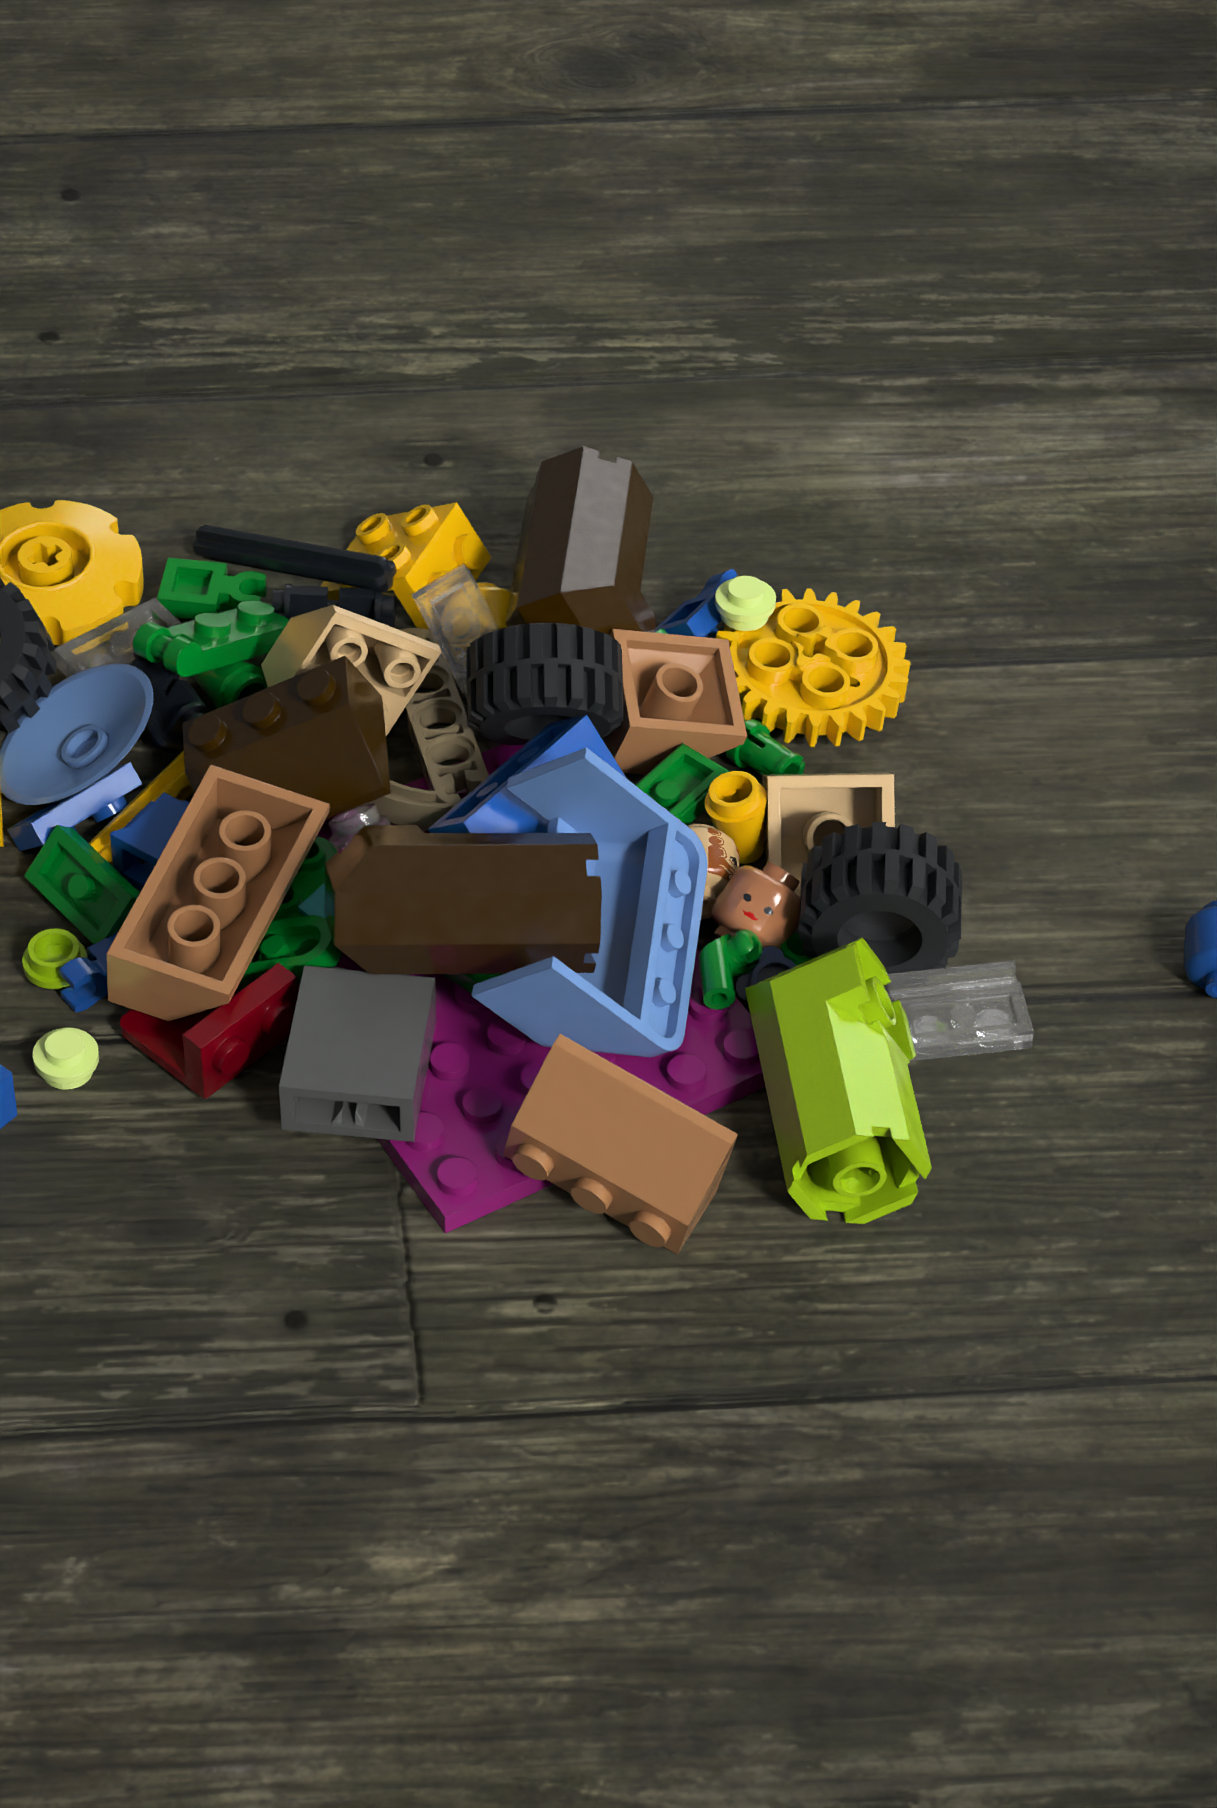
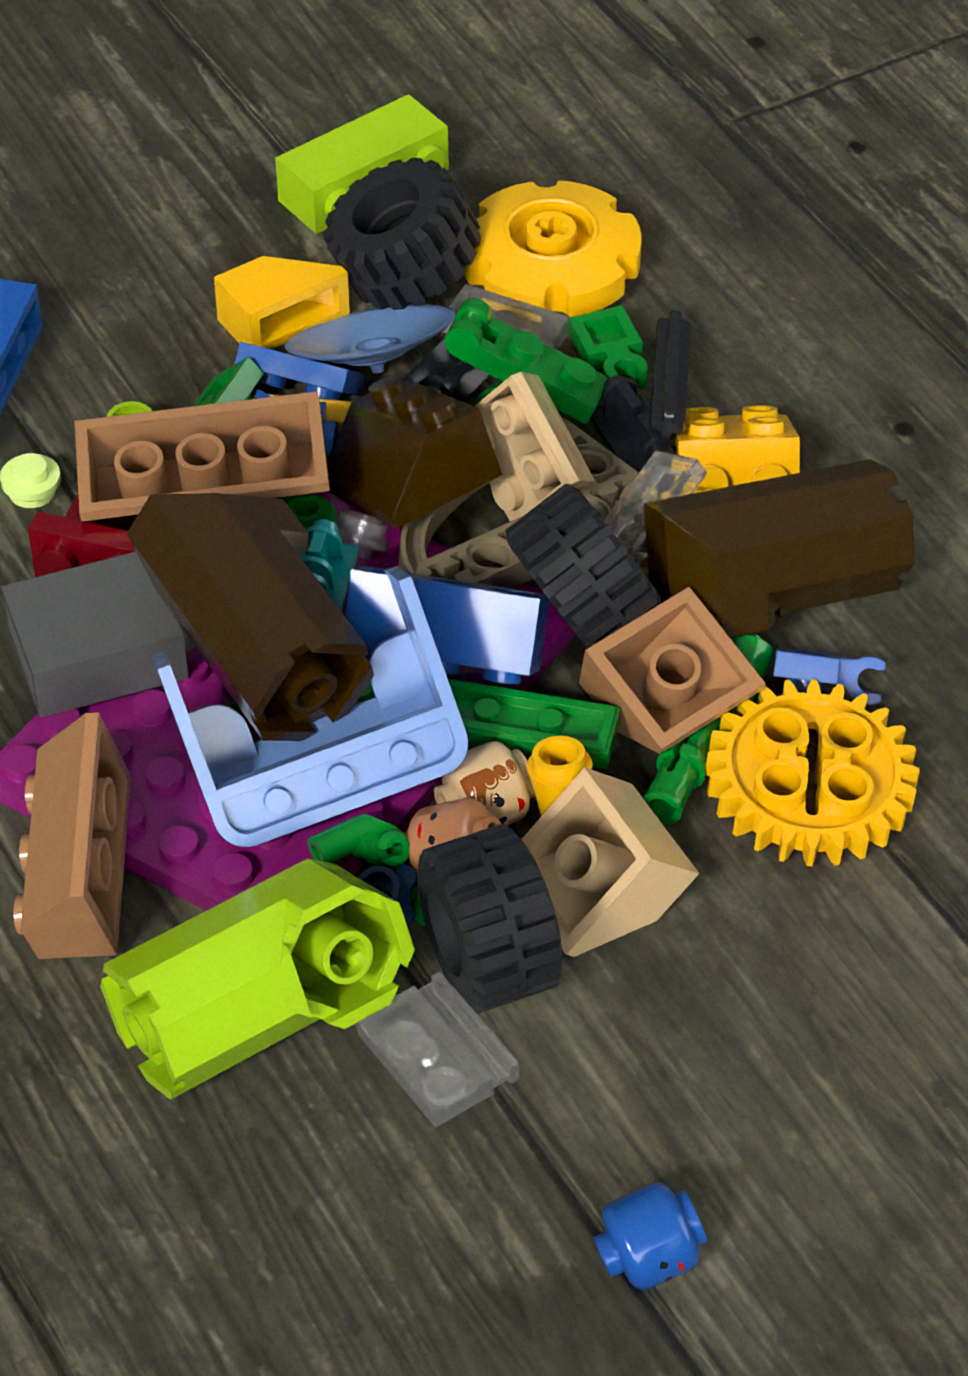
camera: 65 degrees right, 0 degrees up
(745, 602) = (828, 679): yellowish green plate -> none

